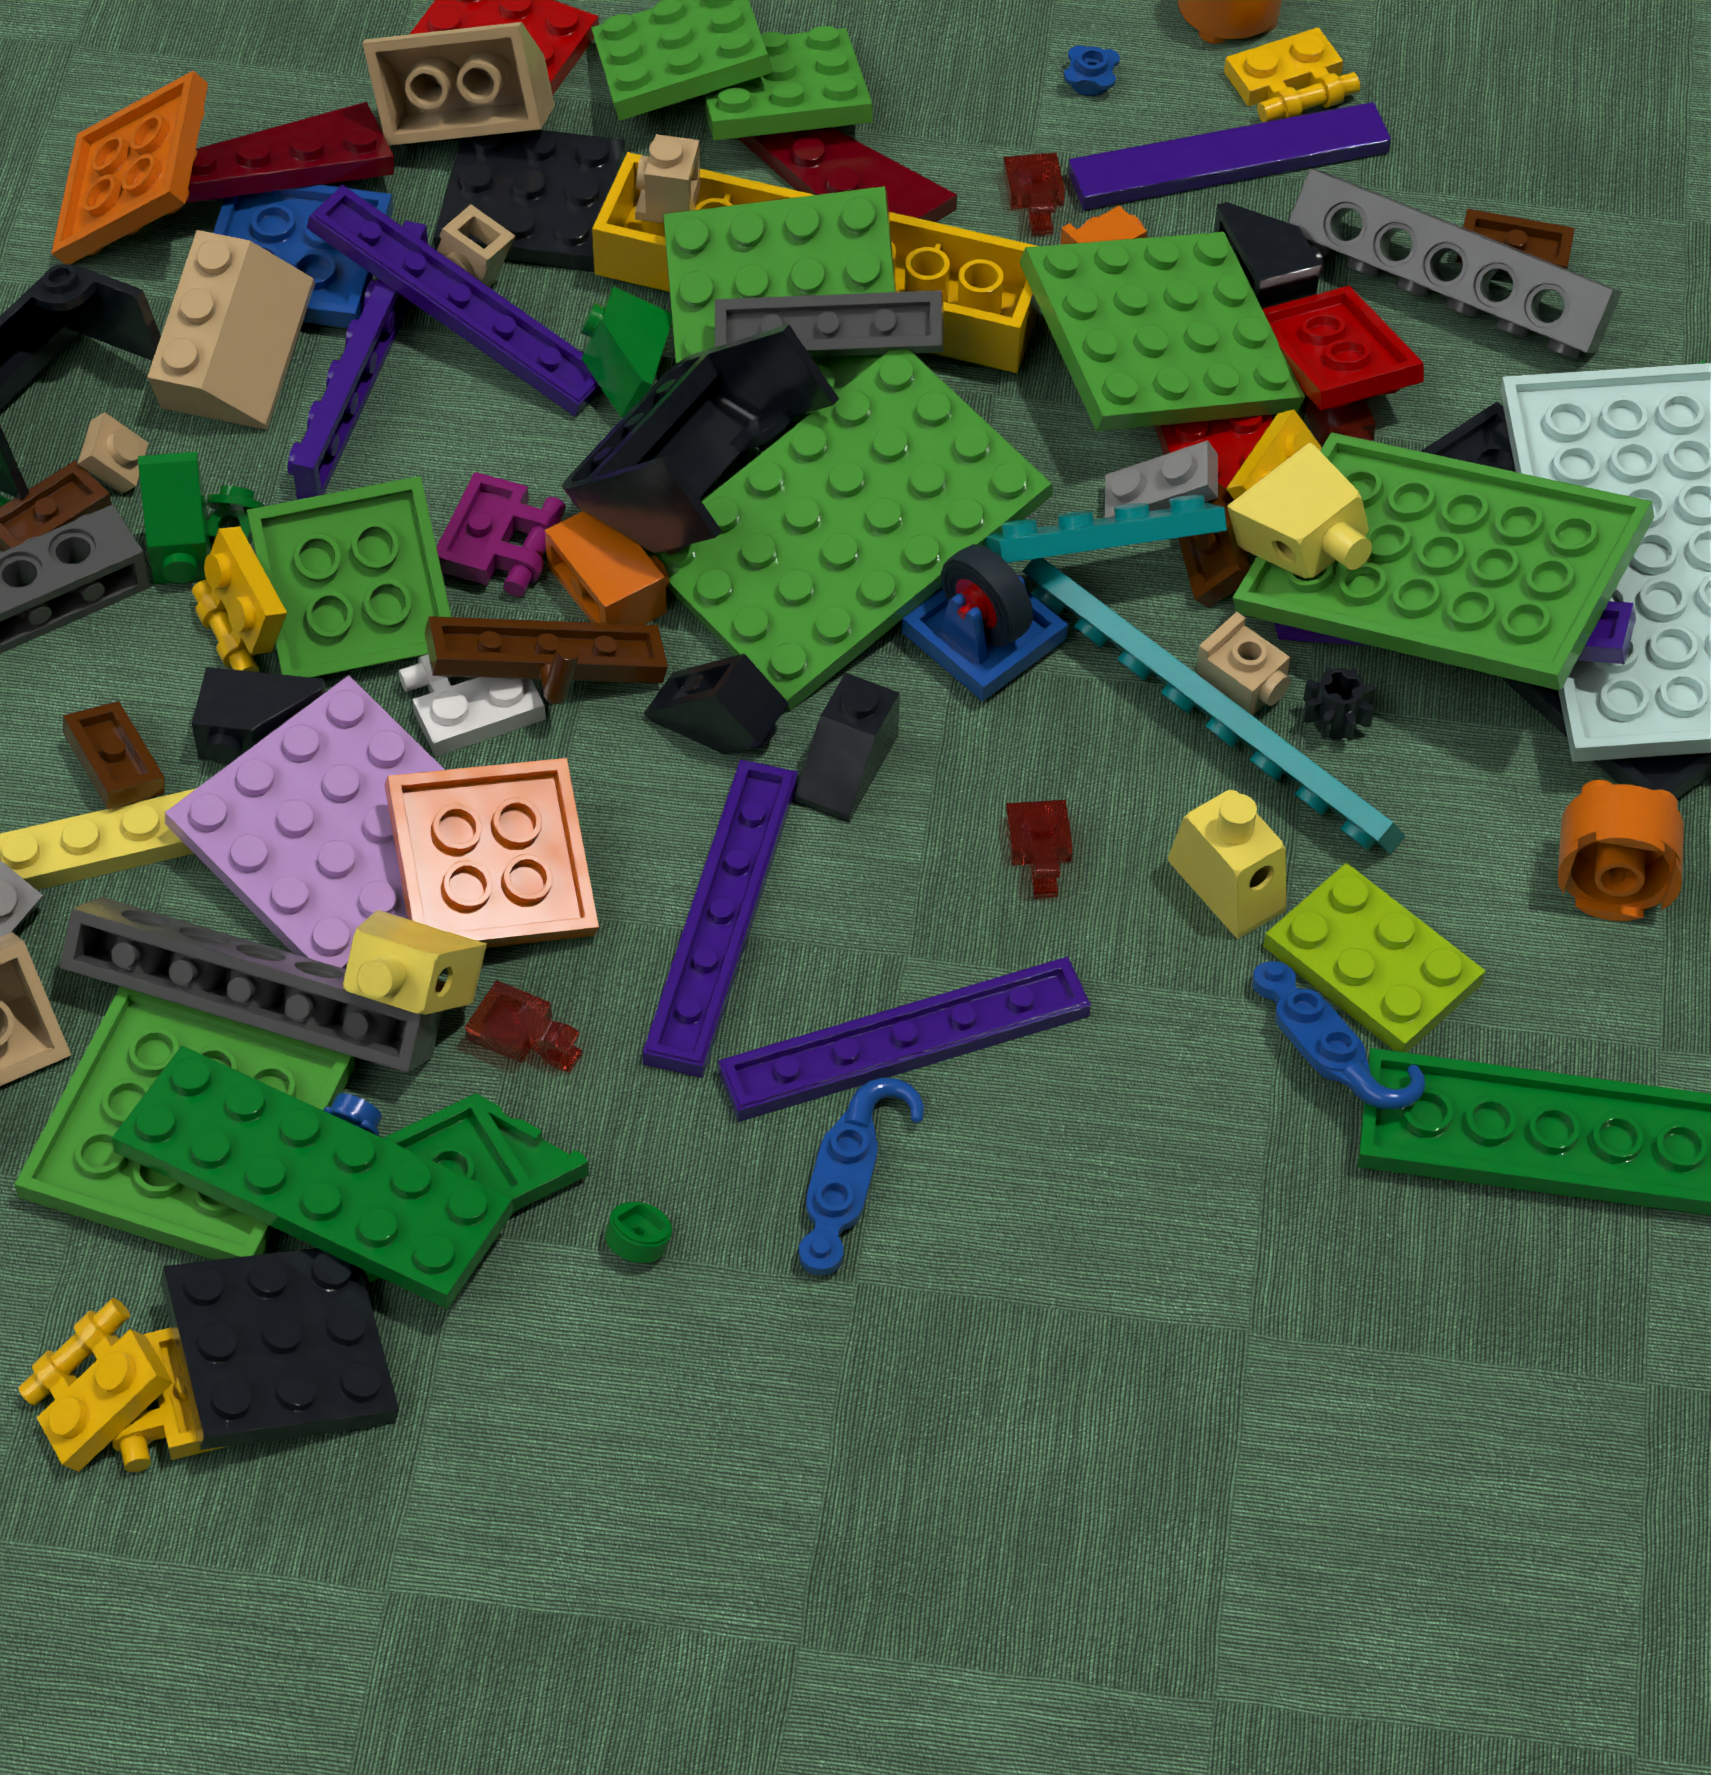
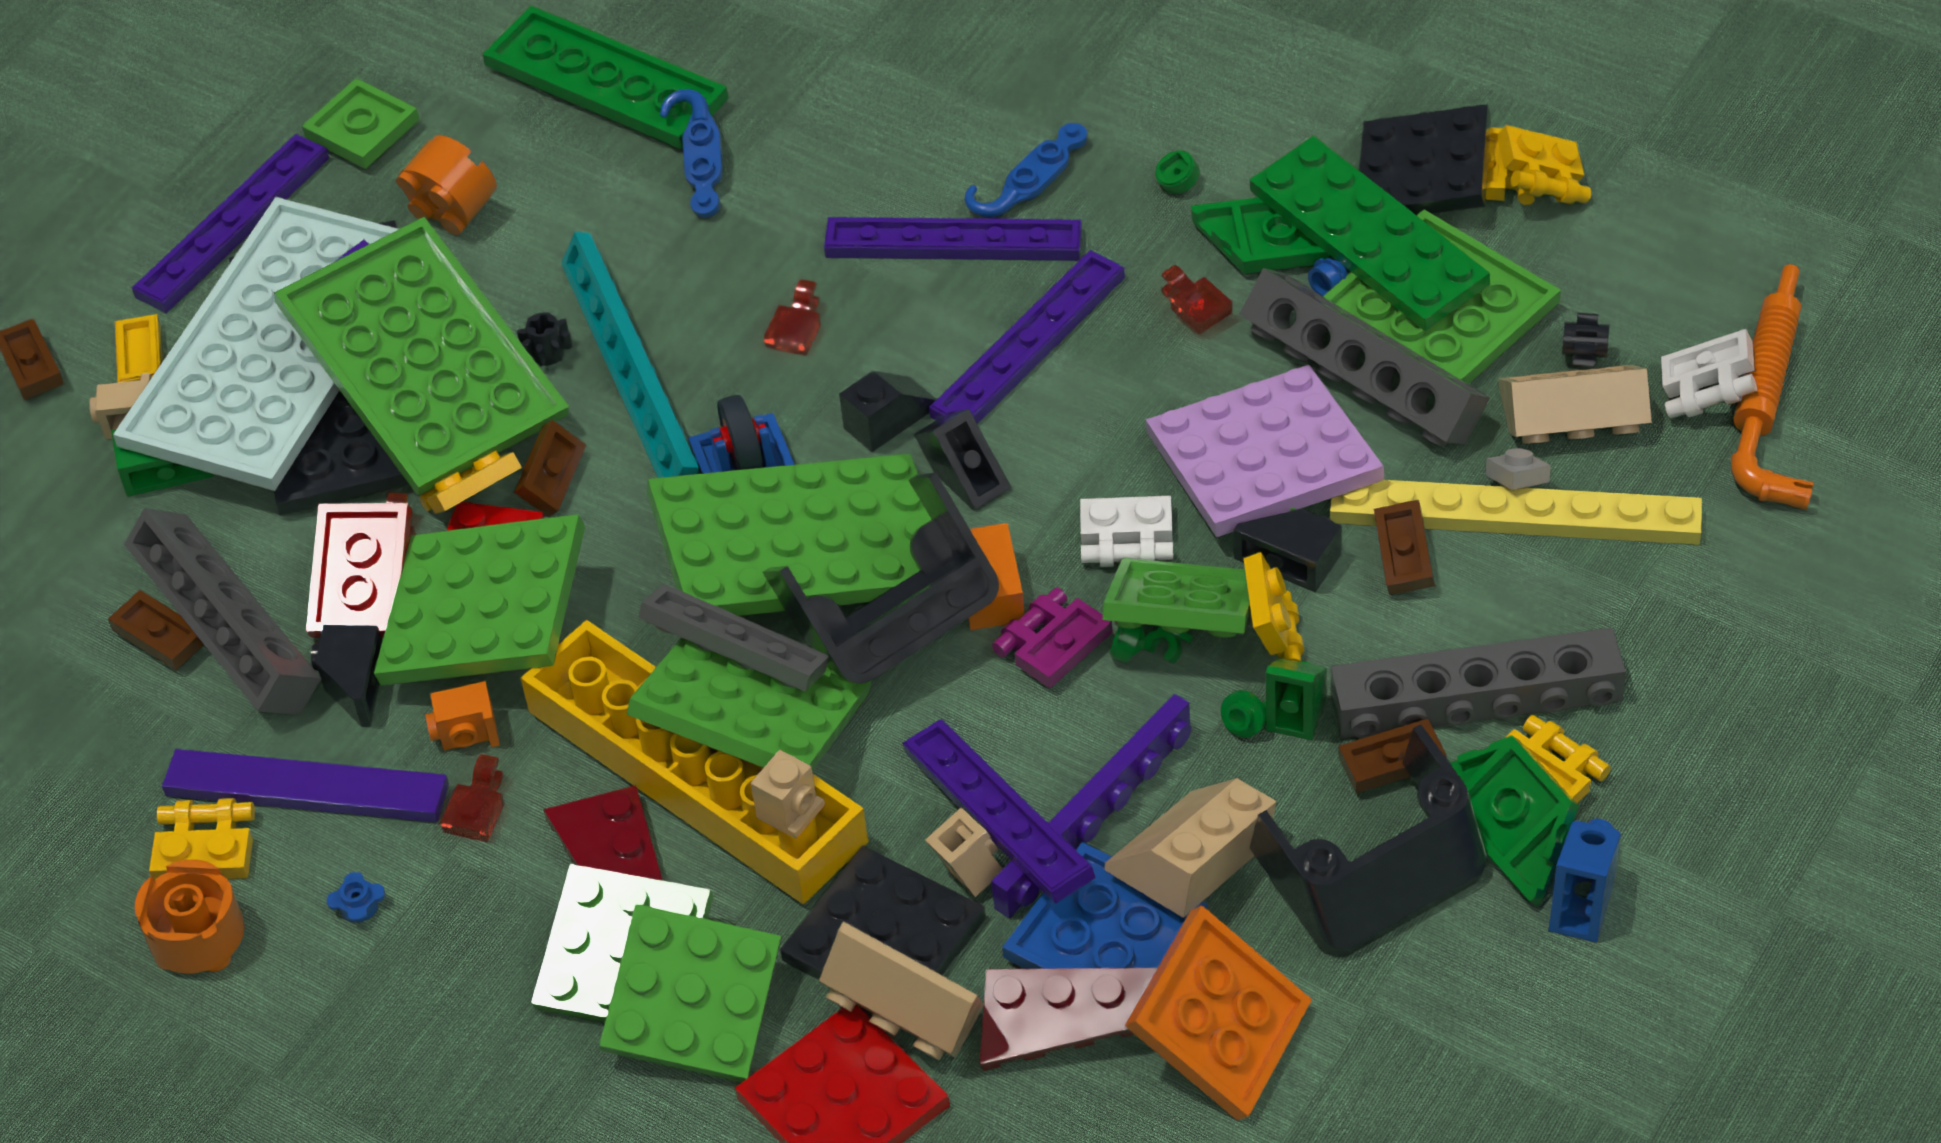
camera: 150 degrees left, 5 degrees down
(112, 453) = (1322, 784): tan plate -> none
(402, 962) = (1260, 303): light yellow torso -> none
(493, 852) = (1168, 385): plate -> none
(545, 651) = (1068, 508): reddish brown plate -> none
(624, 346) = (882, 731): green slope -> none
(1129, 526) = (628, 450): teal plate -> none
(1165, 477) = (546, 497): light grey plate -> none
(1232, 862) = (683, 238): light yellow torso -> none
(1243, 665) = (587, 372): tan brick -> none
(1303, 517) = (492, 405): light yellow torso -> none
(1374, 959) = (634, 201): lime plate -> none

